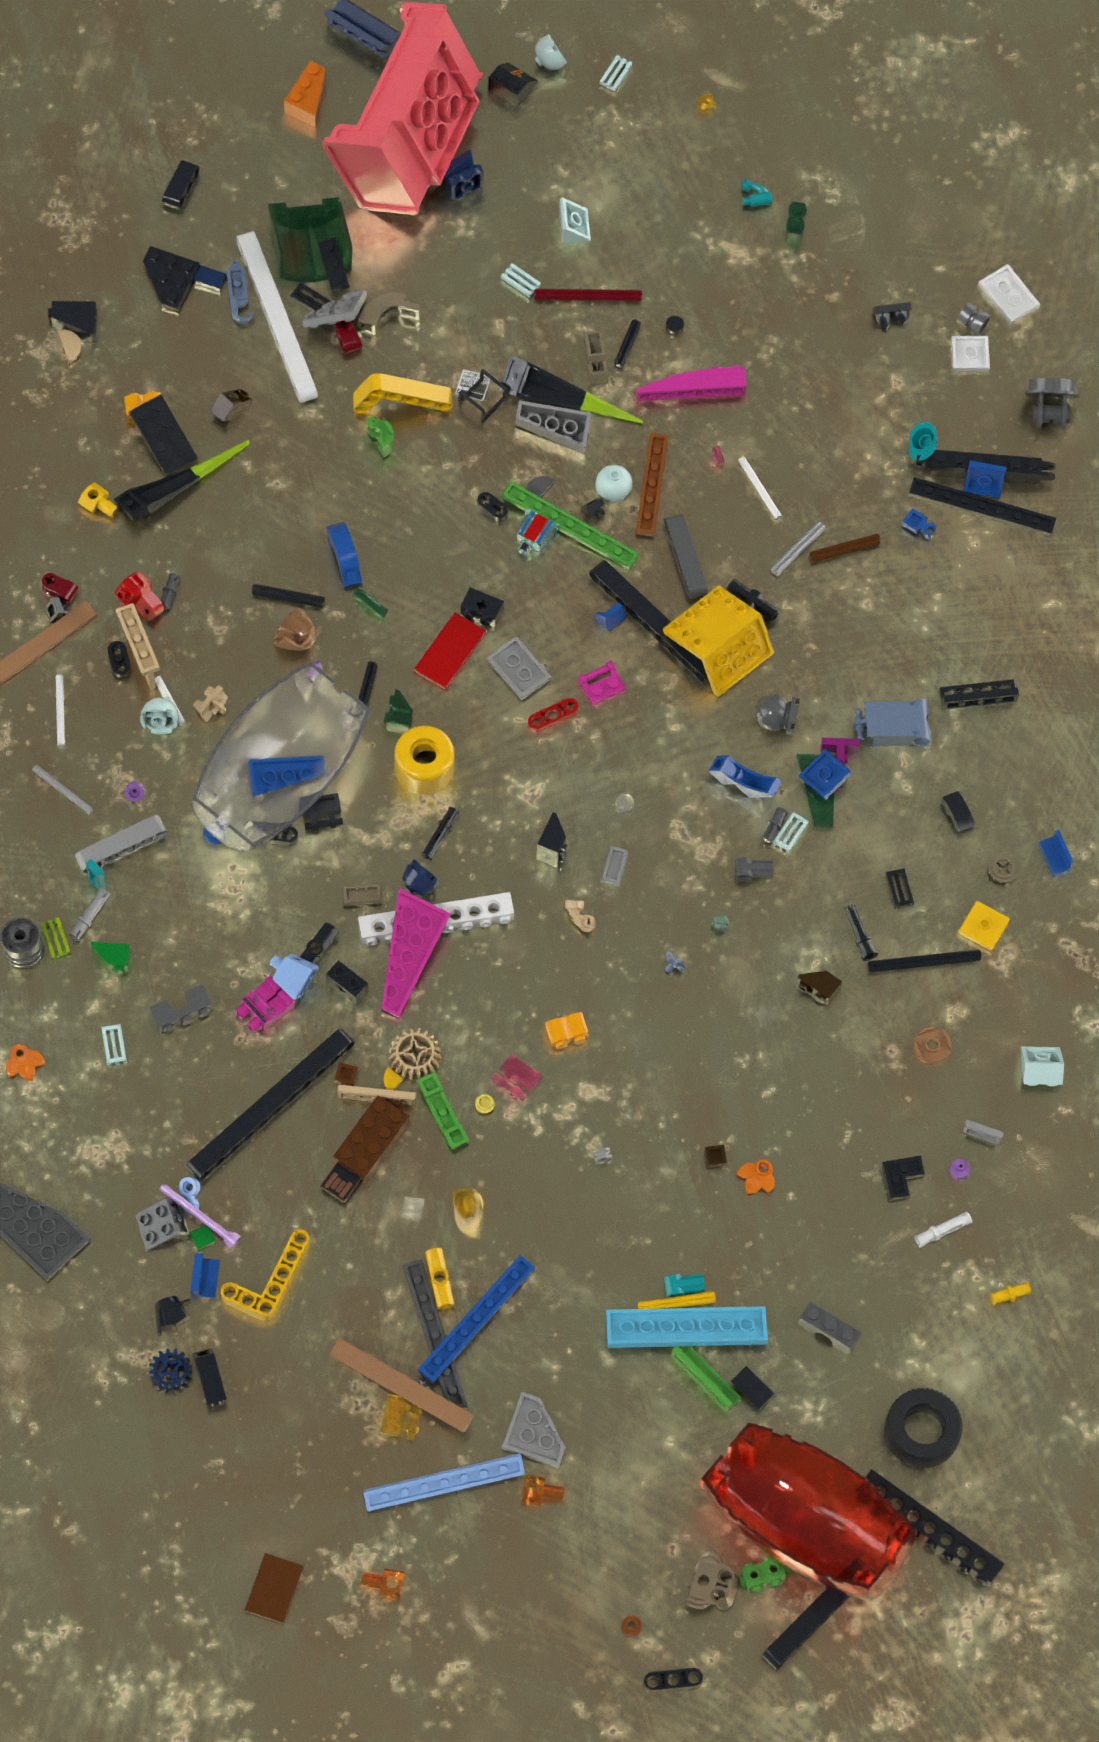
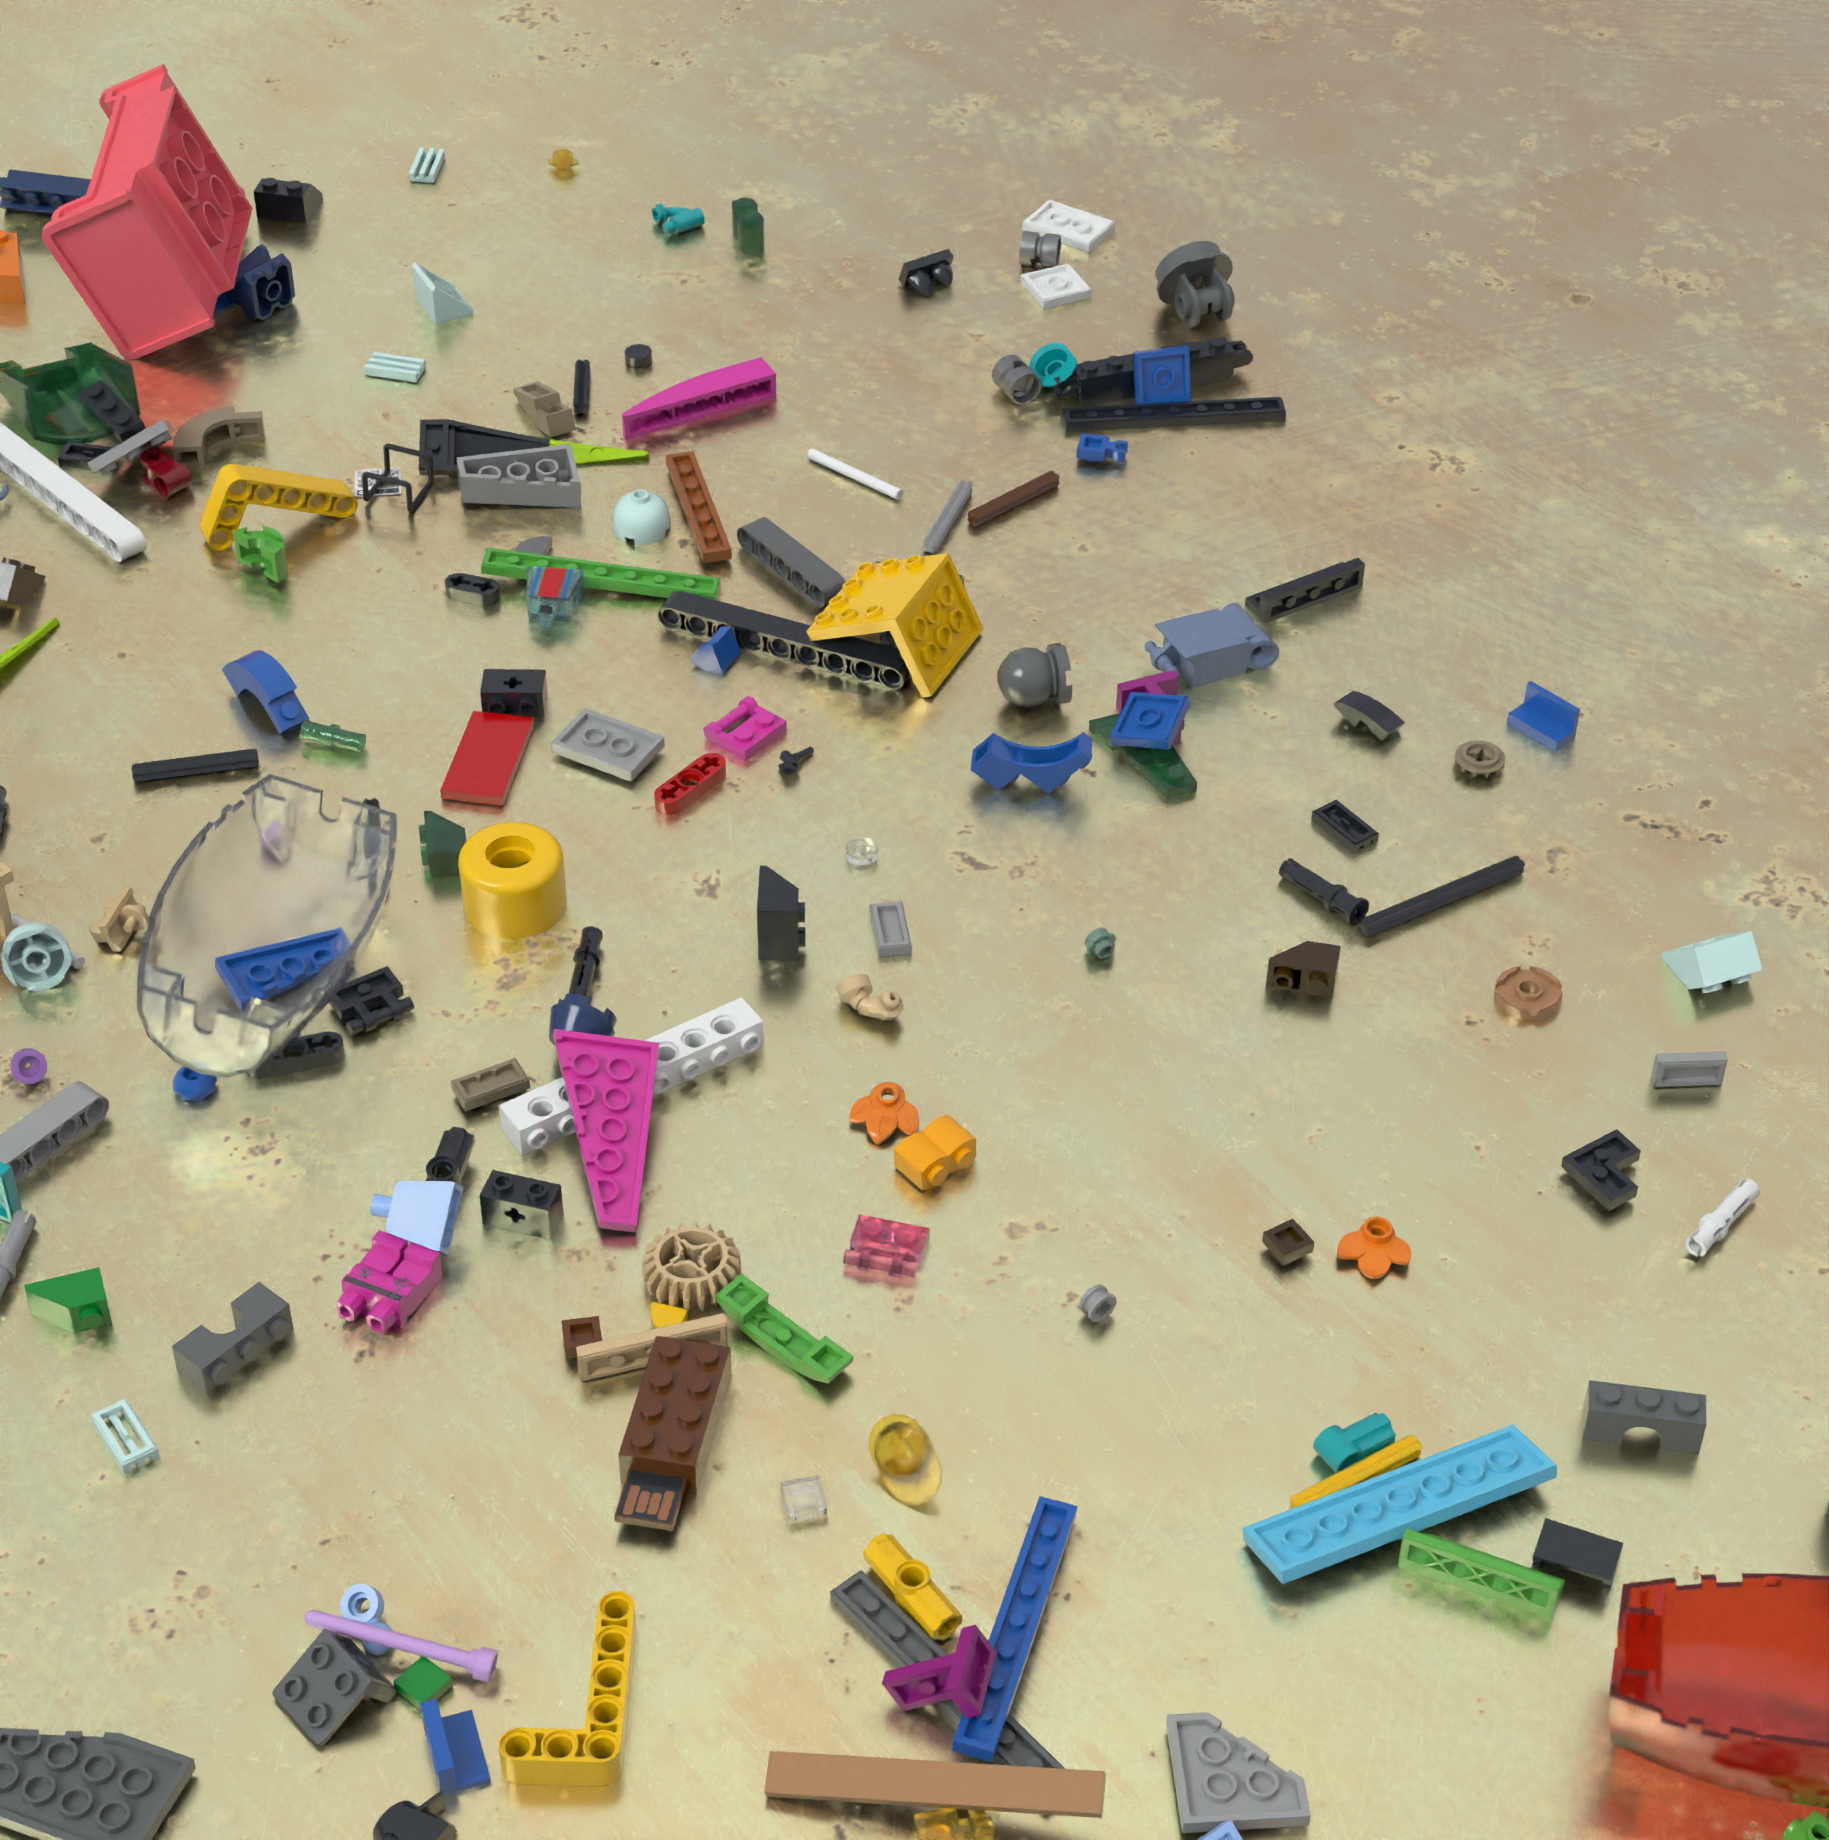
camera: 20 degrees left, 25 degrees down
(270, 1104) = (457, 1432): black beam -> none
(296, 632) = (223, 787): medium nougat hair -> none
(434, 1339) = (954, 1676): none -> magenta bracket
(484, 1103) = (850, 1299): light yellow plate -> none
(549, 54) = (328, 160): light aqua cylinder -> none
(553, 995) = (884, 1115): none -> orange plate
(588, 294) = (498, 356): dark red axle -> none
(593, 506) = (625, 548): black tile -> none
(614, 718) = (791, 761): none -> black hand
(674, 962) = (1058, 1012): sand blue plant -> none
(717, 454) = (776, 454): clear pink tile -> none
(748, 869) = (1103, 868): dark grey piece -> none
(774, 825) = (1109, 806): dark grey axle -> none
(782, 844) = (1136, 826): light aqua tile -> none
(896, 443) = (1016, 379): none -> flat silver wheel
(959, 1169) = (1686, 1132): medium lavender tile -> none
(984, 925) = (1499, 830): yellow plate -> none

